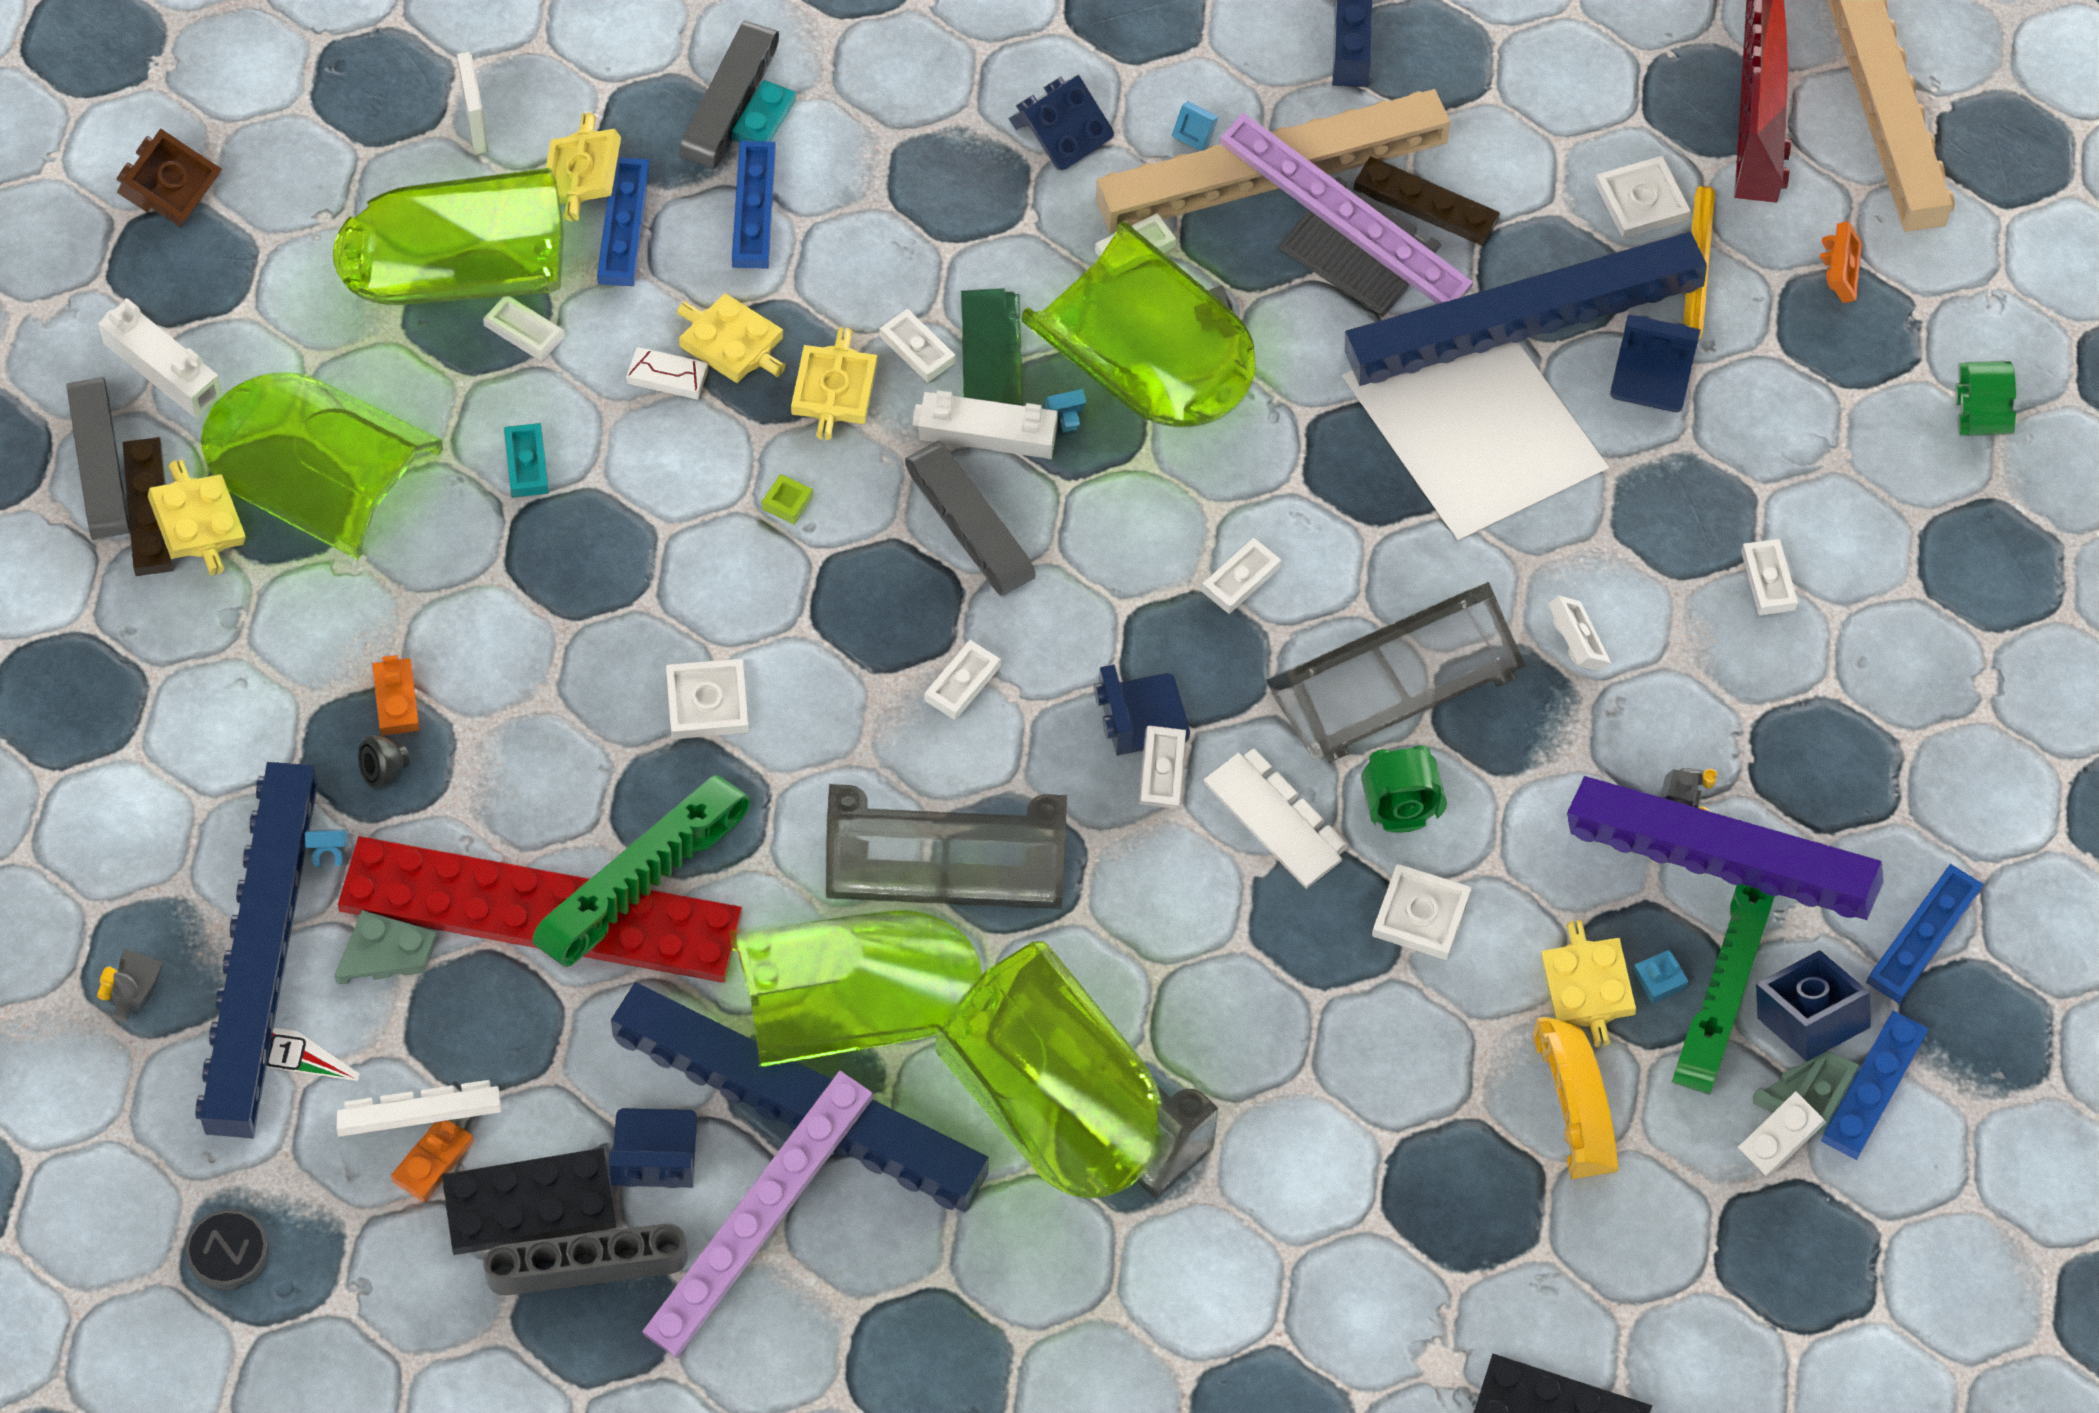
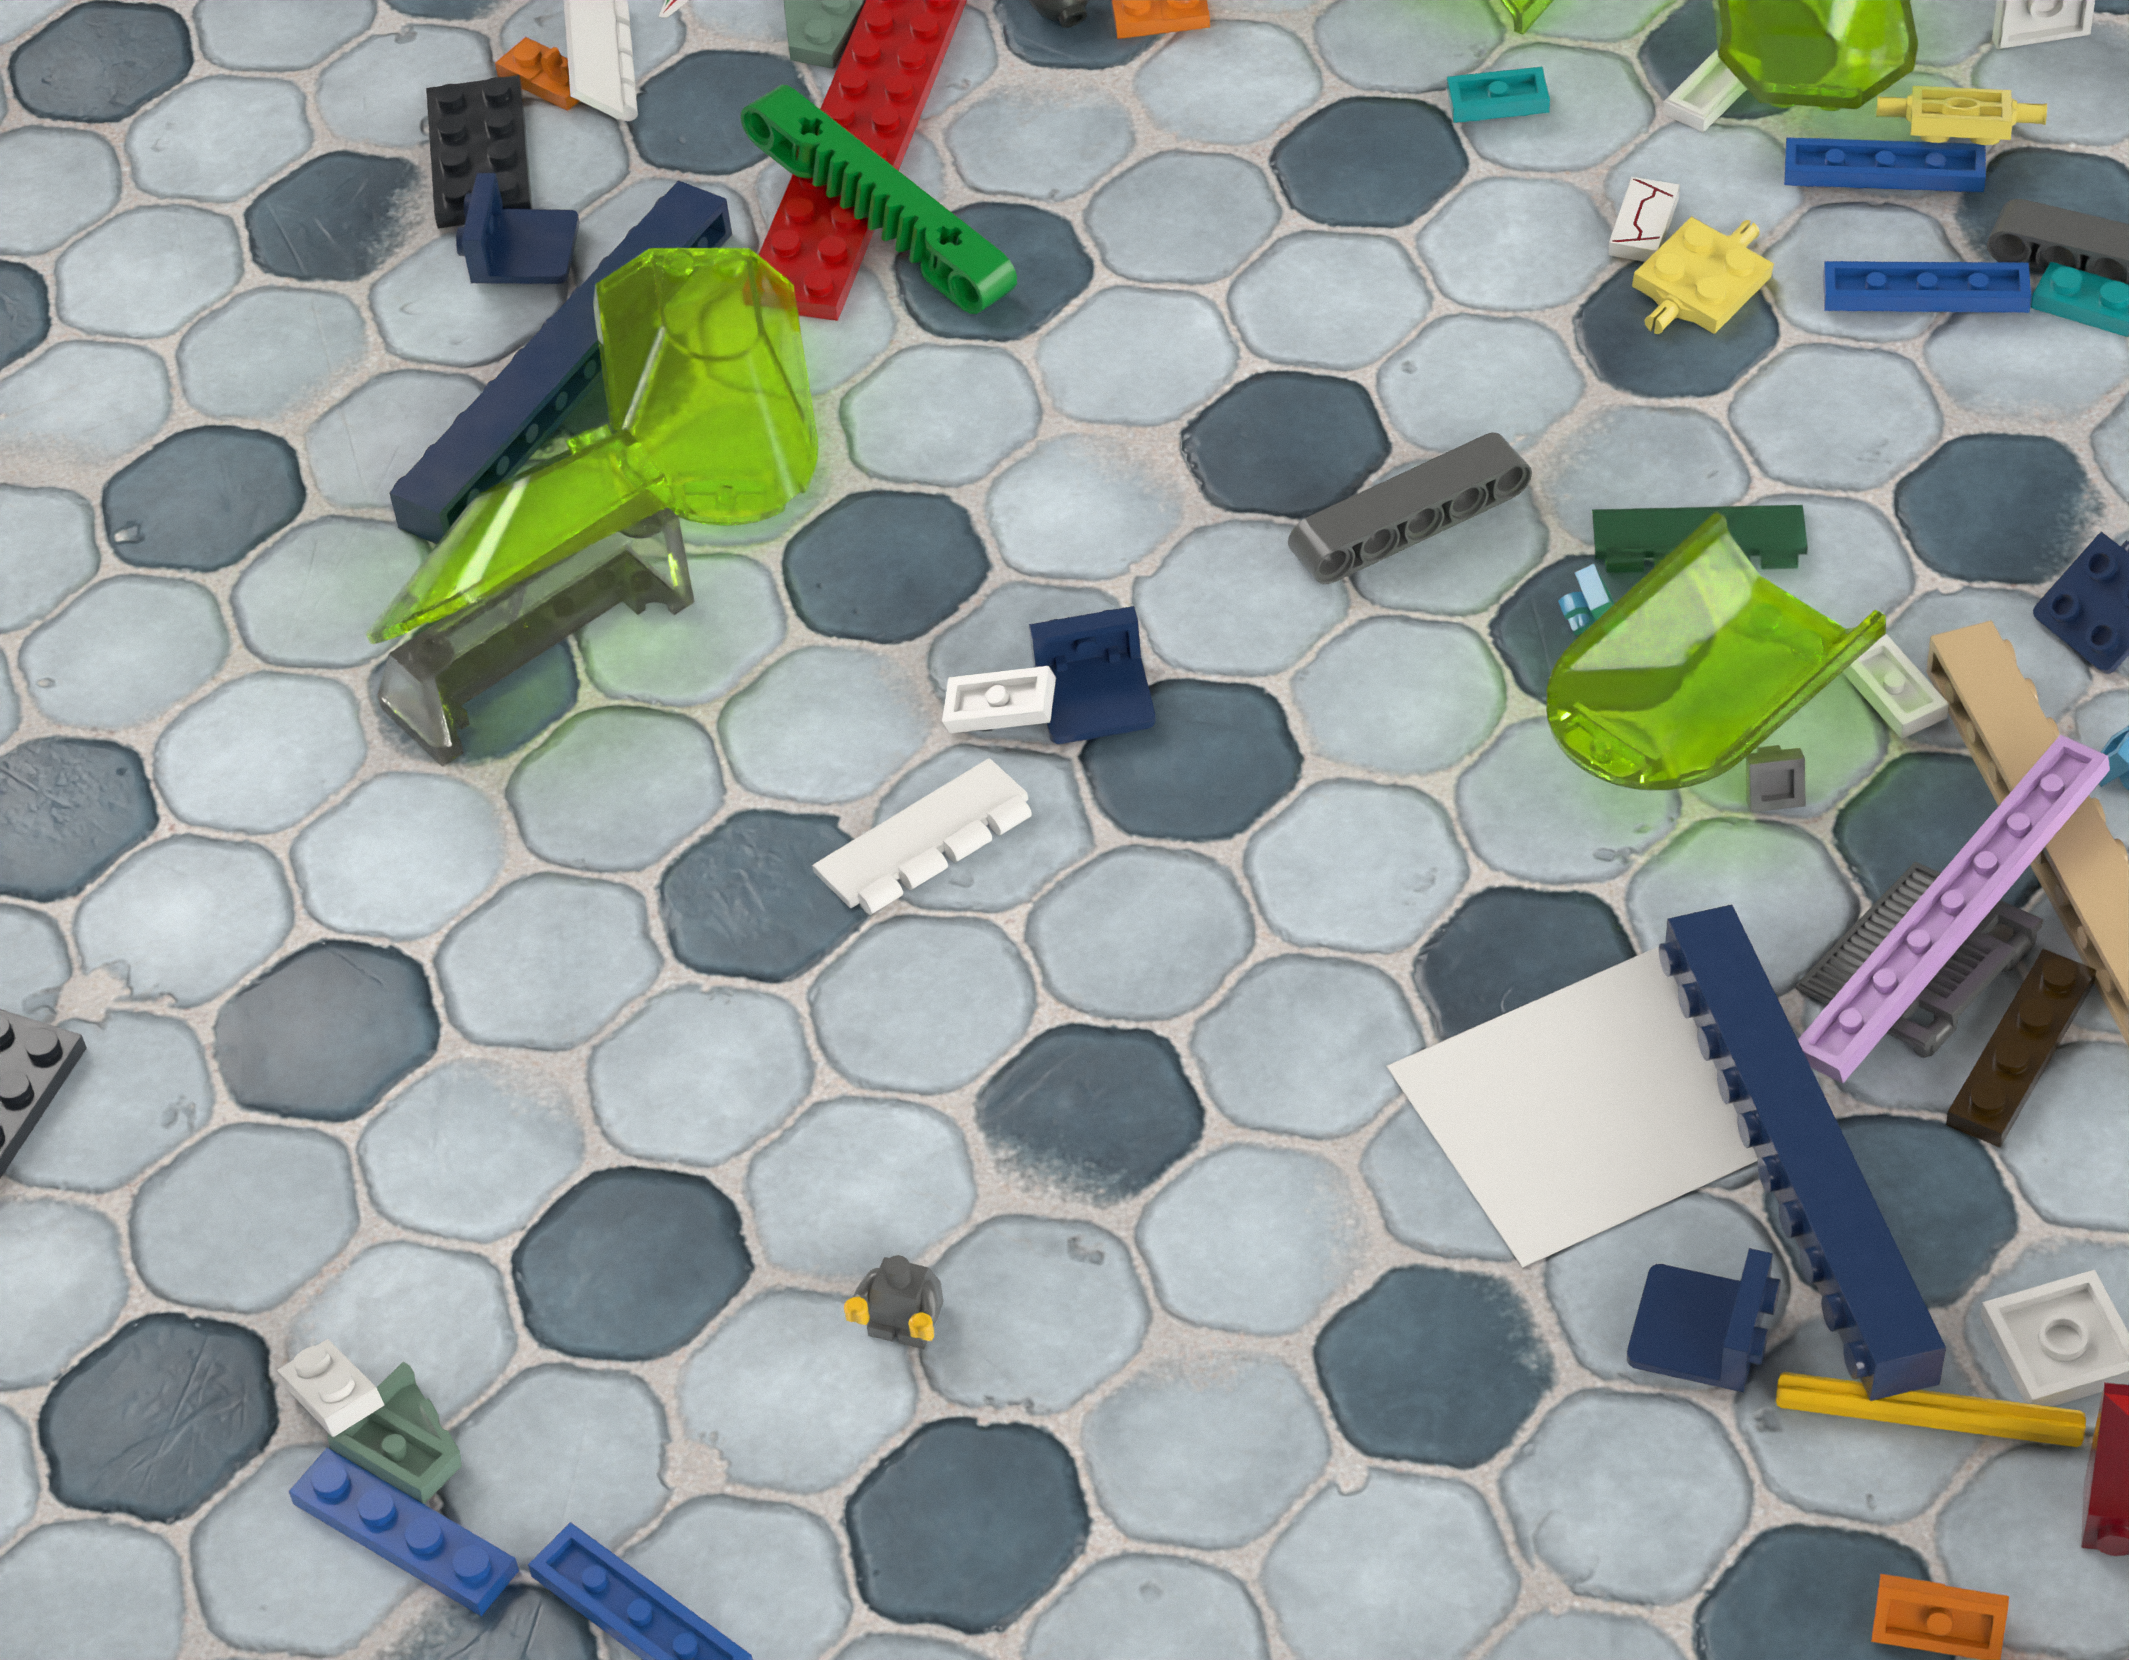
camera: 100 degrees right, 10 degrees down
(566, 1250) = (388, 191): dark grey beam -> none
(707, 698) = (1143, 273): white tile -> none
(758, 1214) = (413, 321): lavender plate -> none
(787, 499) = (1447, 338): lime tile -> none
(834, 384) = (1627, 372): light yellow plate -> none
(917, 345) = (1697, 453): white plate -> none
(945, 853) = (864, 542): windscreen -> none
(962, 680) = (1154, 505): white plate -> none
(986, 424) = (1558, 517): white brick -> none
(1241, 575) = (1314, 797): white plate -> none
(1397, 672) = (1139, 960): clear windscreen -> none
(1403, 788) = (934, 950): green brick -> none
(1421, 911) = (757, 992): white tile -> none
(1575, 626) = (1200, 1191): white plate -> none
(1580, 1097) = (434, 1118): yellow windscreen -> none
(1588, 982) = (617, 1177): light yellow plate -> none
(1660, 976) = (618, 1268): dark azure tile -> none
(1701, 1054) = (481, 1298): green gear -> none
(1726, 848) = (773, 1322): dark purple brick -> none
(1769, 577) = (1301, 1456): white plate -> none
(1813, 1005) = (515, 1426): dark blue brick -> none

